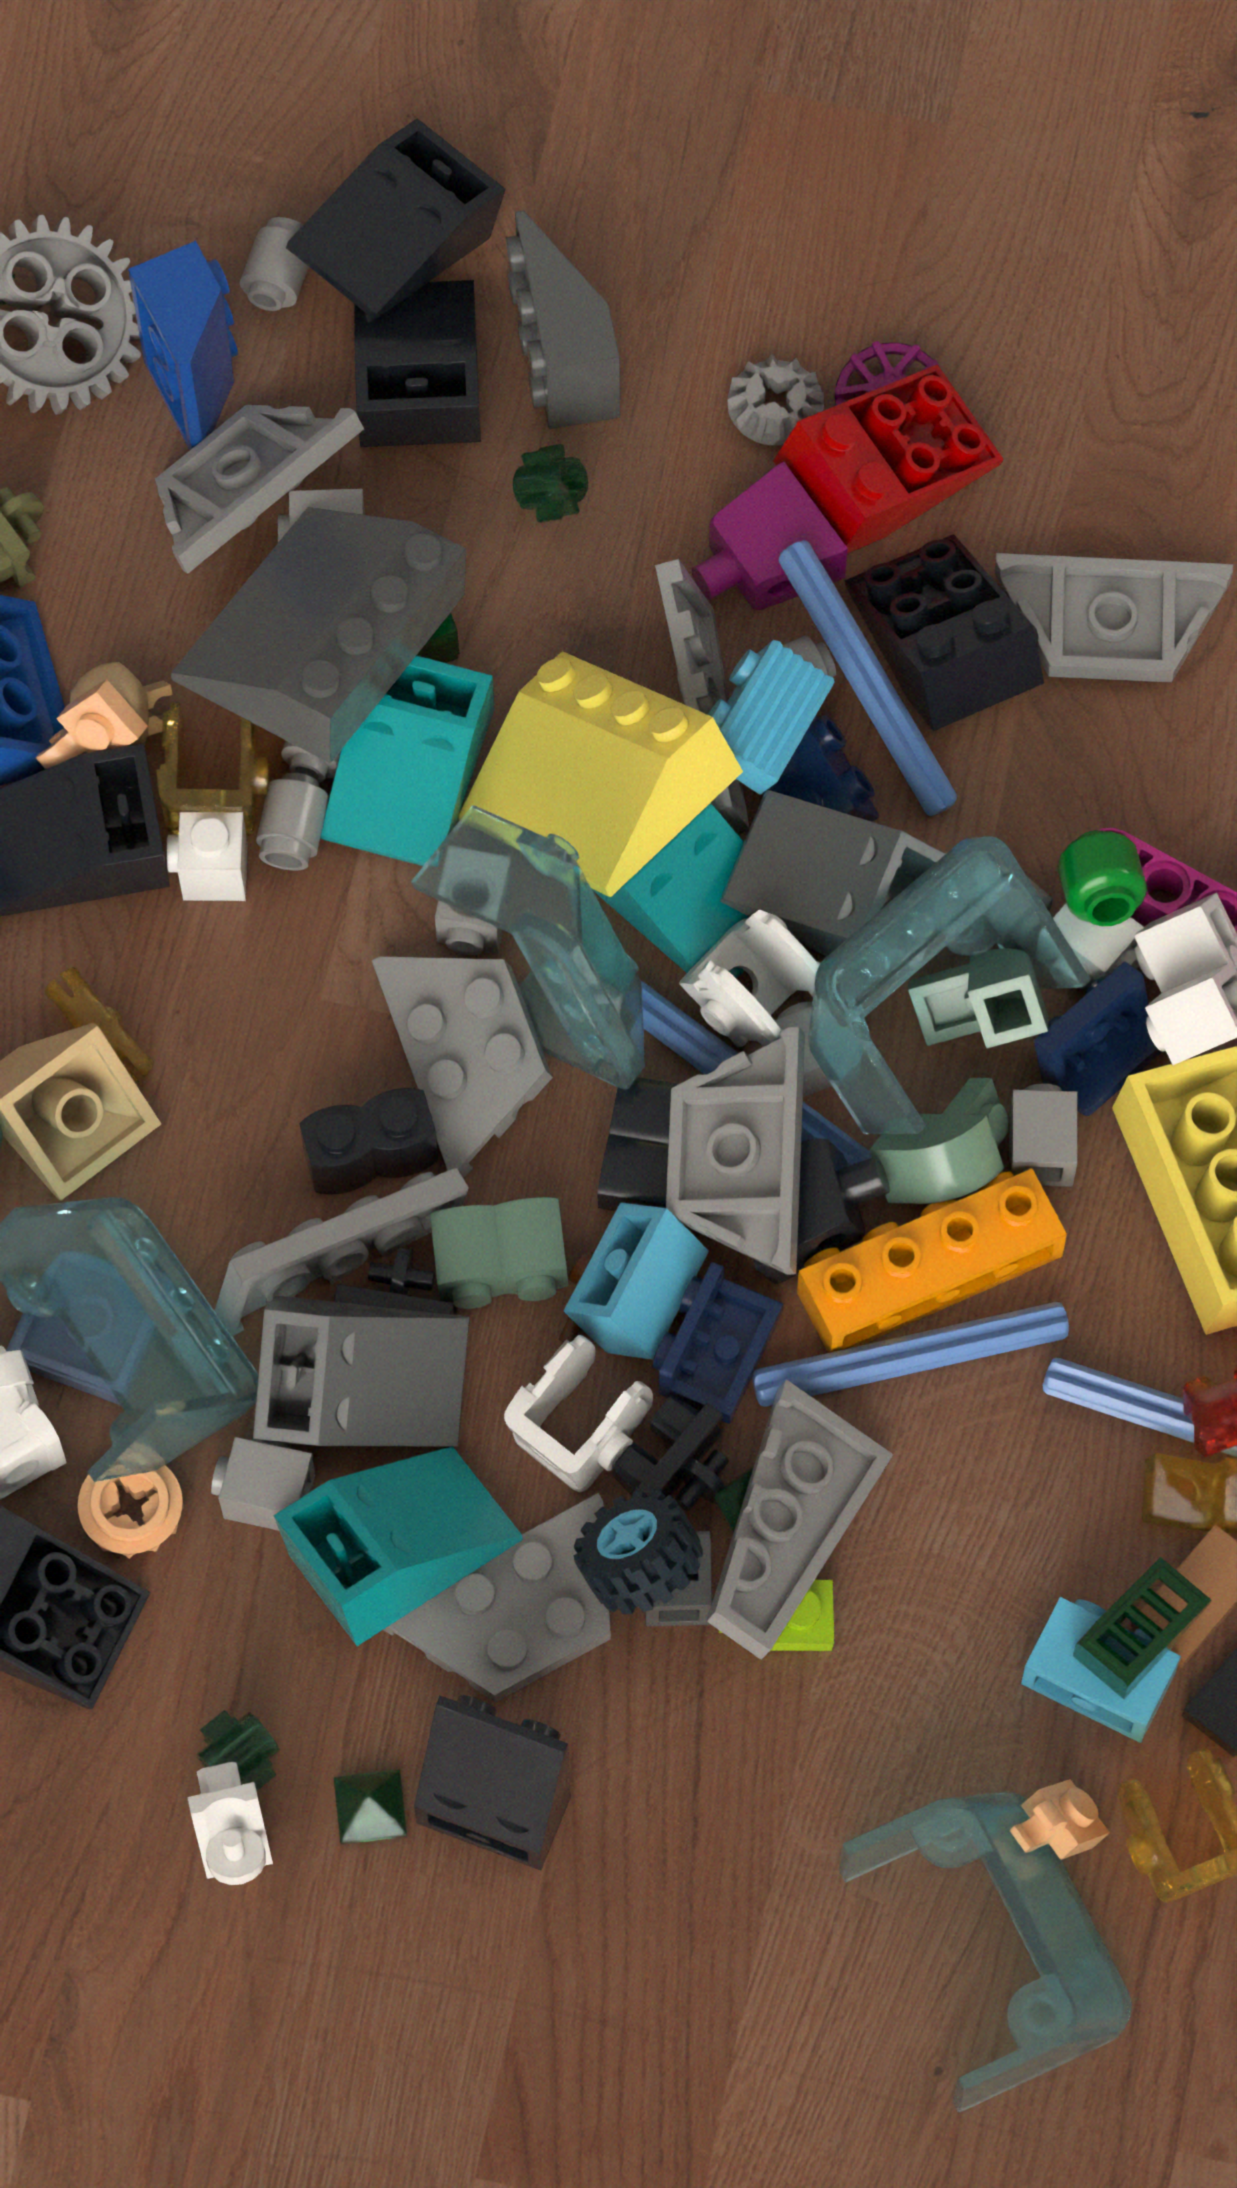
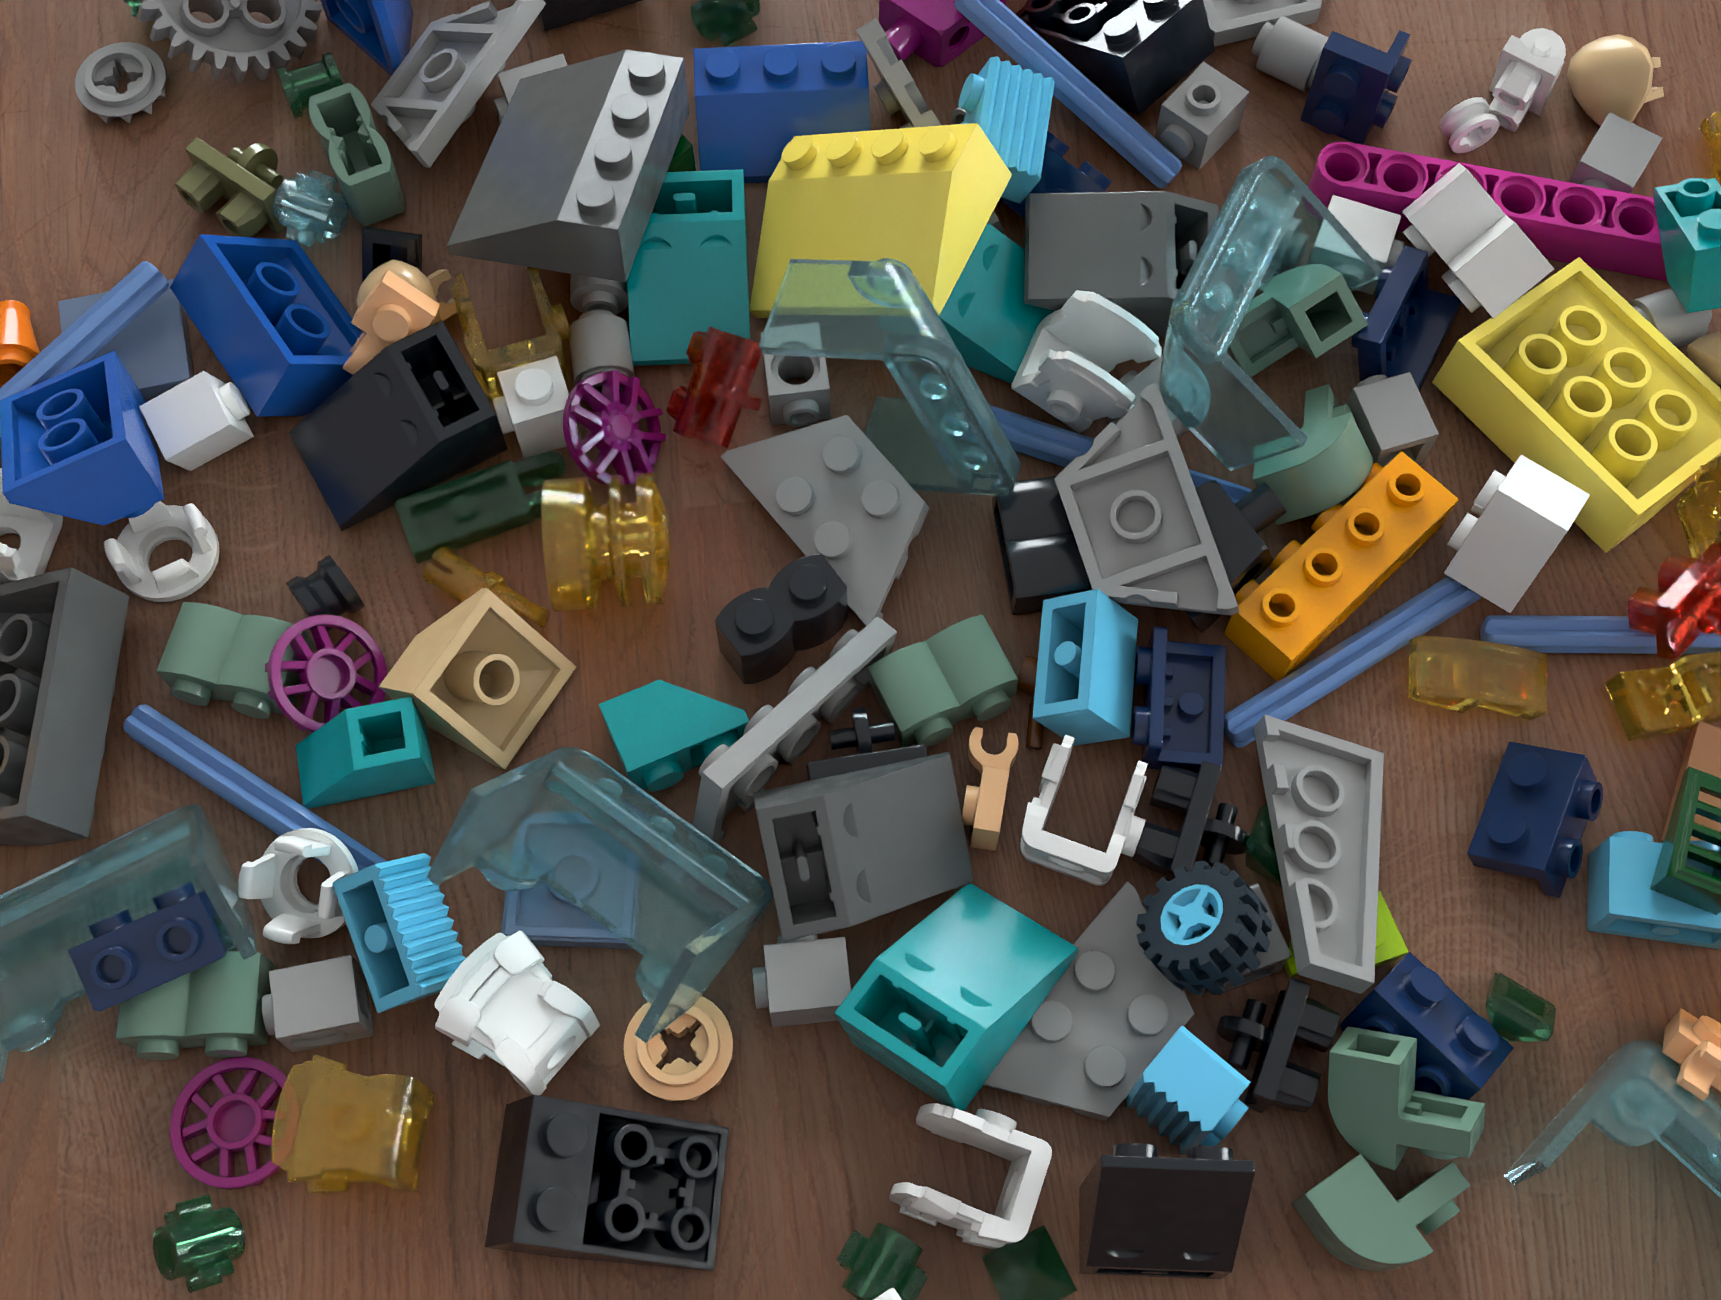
camera: 20 degrees left, 0 degrees up
(59, 576) = (310, 208): none -> clear light blue gear
(103, 440) = (308, 81): none -> clear green bush
(121, 535) = (357, 154): none -> sand green brick
(122, 644) = (386, 245): none -> black slope
(126, 936) = (476, 505): none -> clear green hinge
(218, 1212) = (668, 731): none -> teal slope
(238, 1016) = (604, 542): none -> clear yellow wheel
(275, 901) = (612, 427): none -> magenta wheel
(377, 1670) = (1020, 1191): none -> white piece
(384, 898) = (717, 387): none -> clear red hips
(496, 1377) = (985, 804): none -> light nougat plate
(556, 598) = (764, 95): none -> blue slope
(565, 1689) = (1189, 1093): none -> medium azure brick
(657, 1708) = (1292, 1019): none -> black hips
(690, 1869) = (1365, 1224): none -> sand green brick
(738, 1760) = (1382, 1112): none -> sand green brick
(817, 1722) = (1454, 1043): none -> dark blue bracket
(912, 1728) = (1518, 1012): none -> clear green slope
(995, 753) = (1201, 115): none -> light grey brick
(1016, 1562) = (1537, 815): none -> dark blue bracket
(1019, 1410) = (1476, 673): none -> clear yellow slope
(1102, 878) = (1357, 179): green head -> none
(1104, 1282) = (1516, 531): none -> white brick
(1126, 715) = (1289, 52): none -> light grey brick
(1158, 779) = (1354, 86): none -> dark blue bracket

